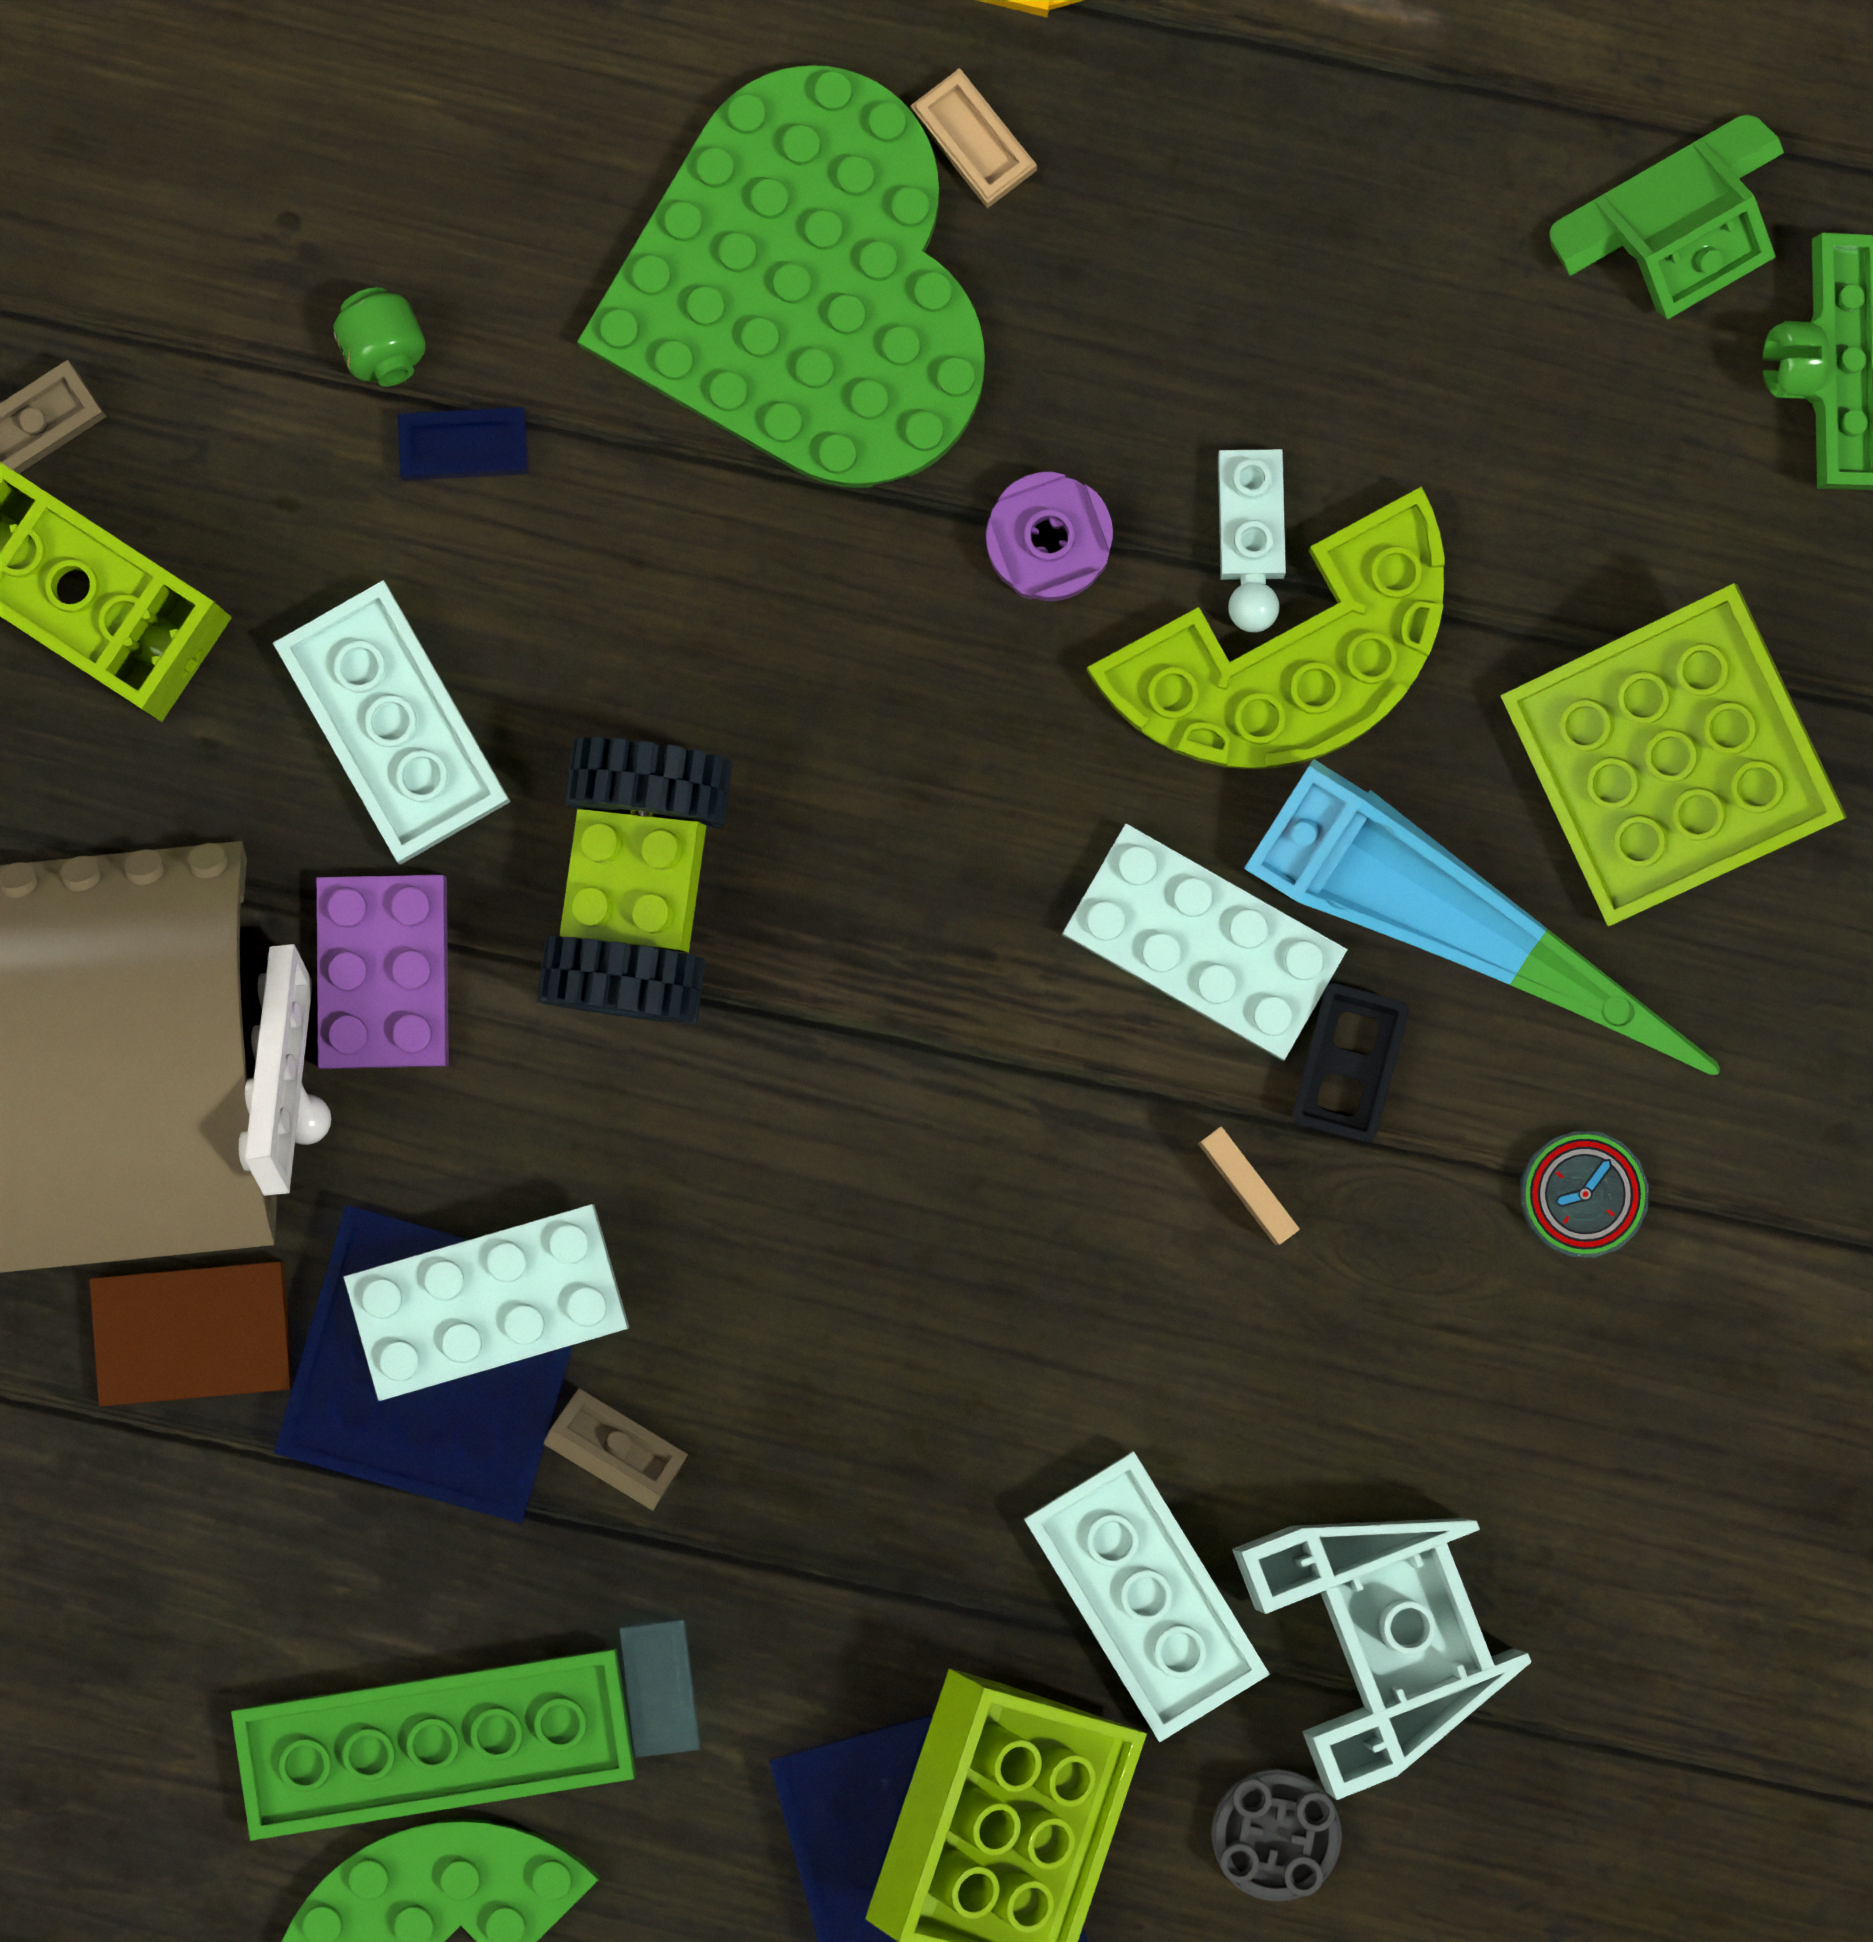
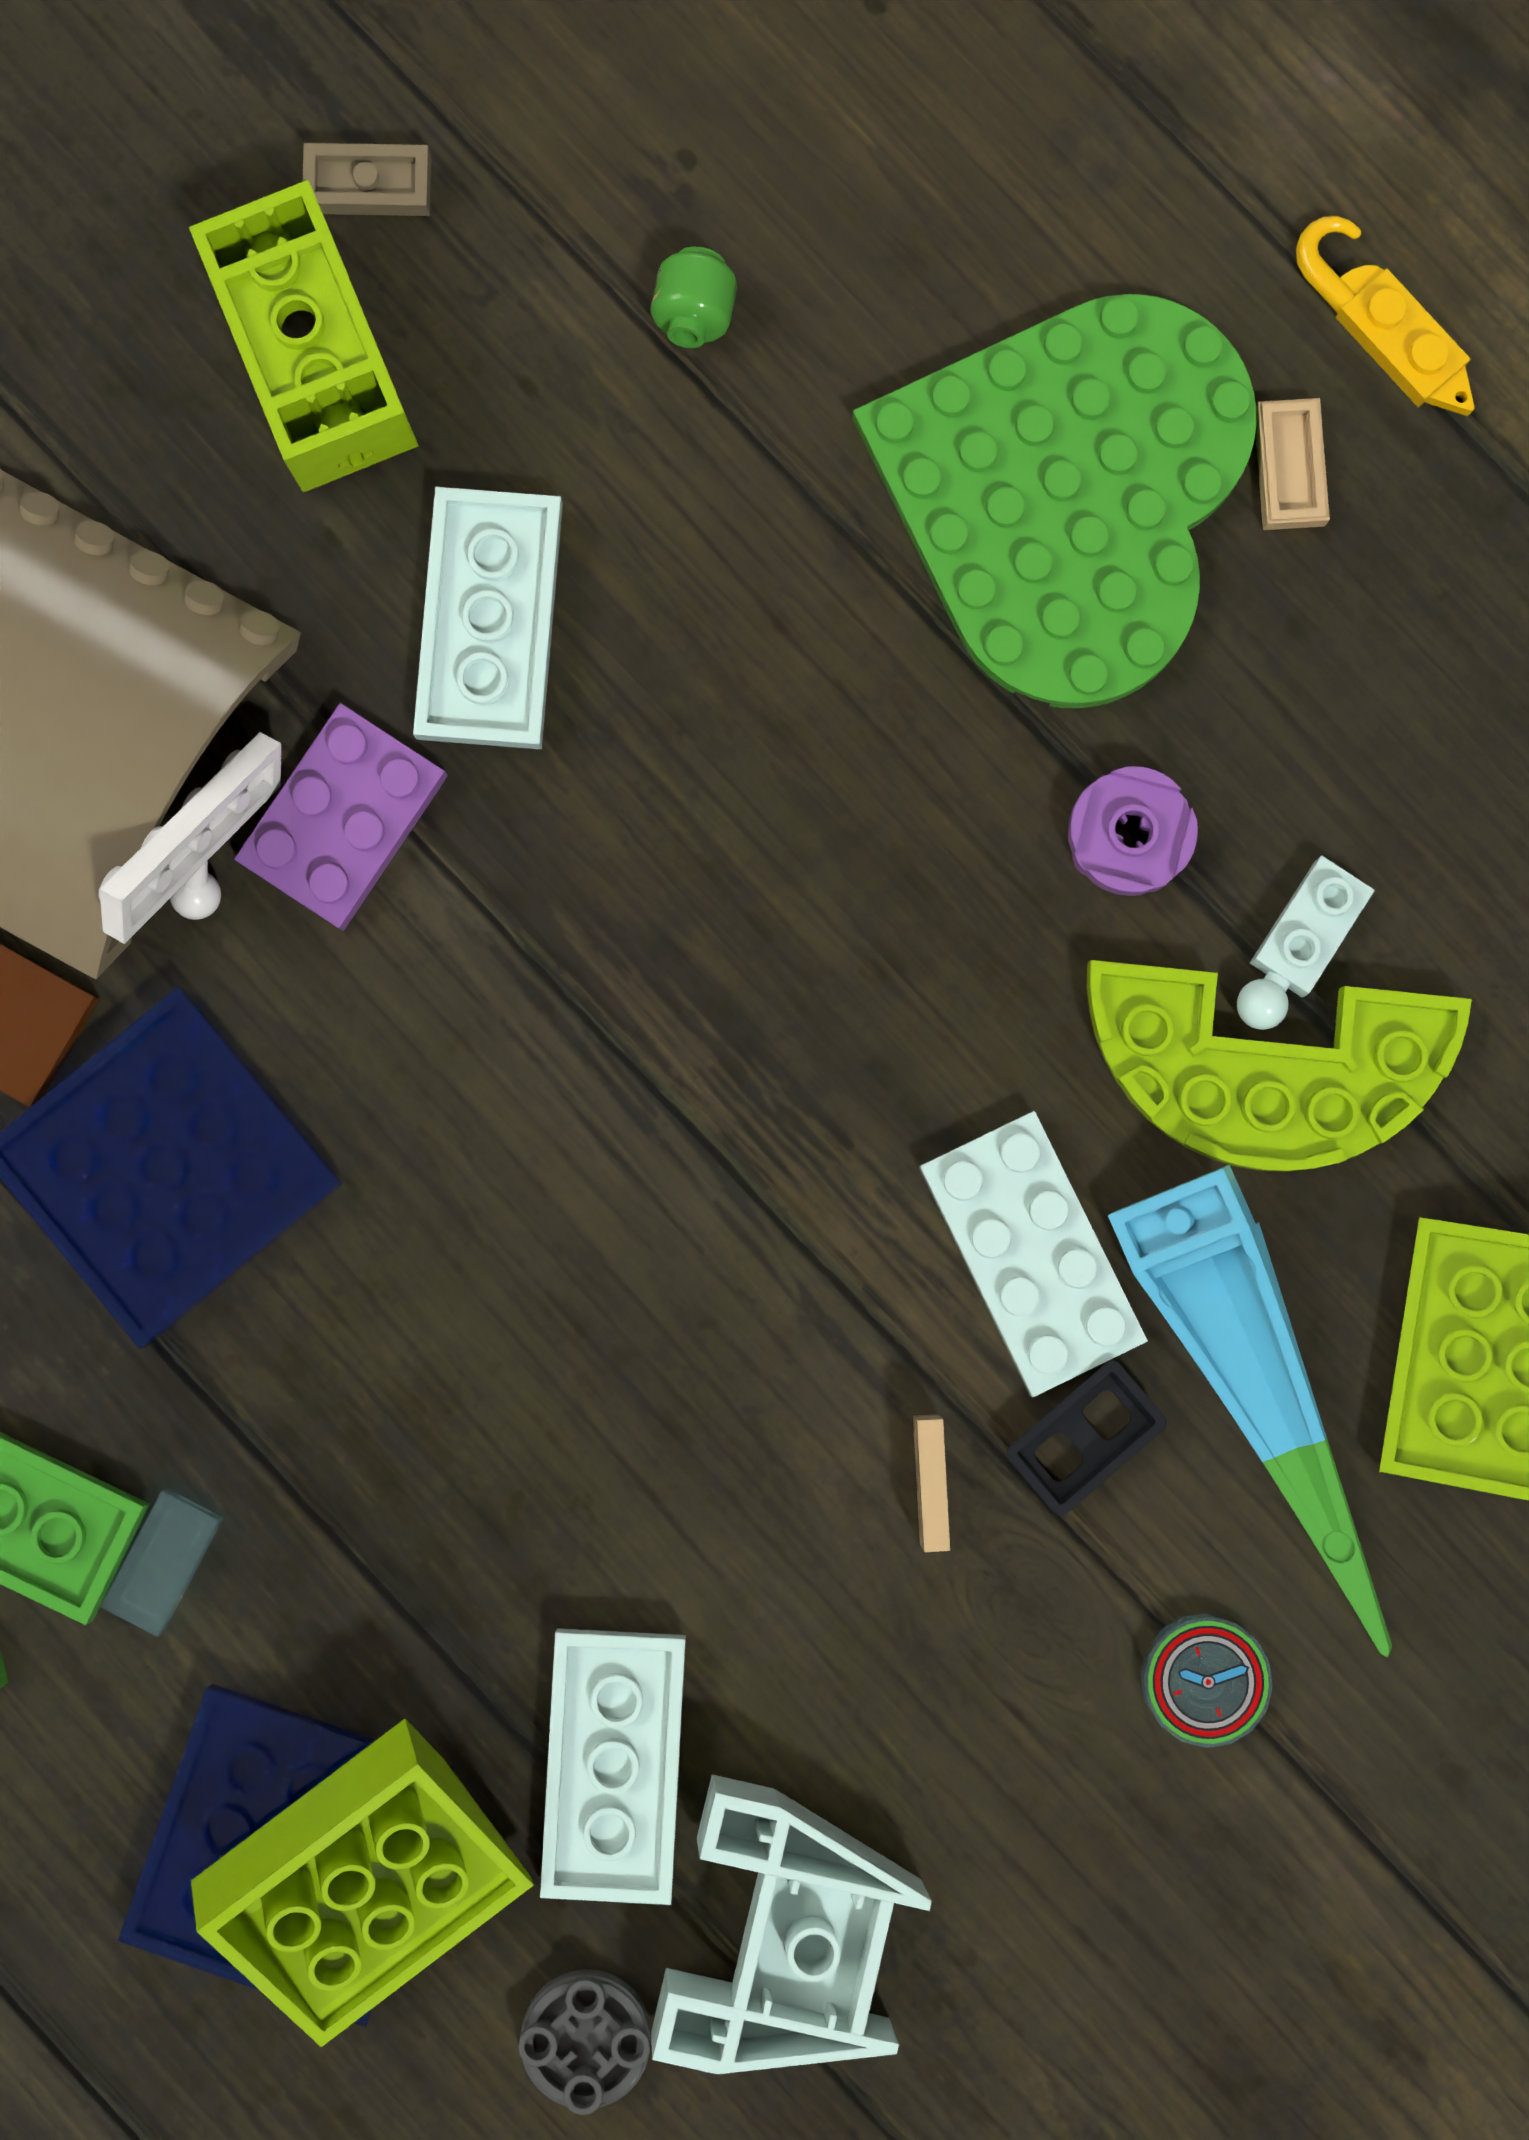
camera: 25 degrees right, 0 degrees up
(463, 443) = (703, 432): clear blue tile -> none
(486, 1302) = (234, 1147): light aqua plate -> none
(615, 1449) = (259, 1340): dark tan plate -> none
(634, 879) = (596, 878): plate -> none

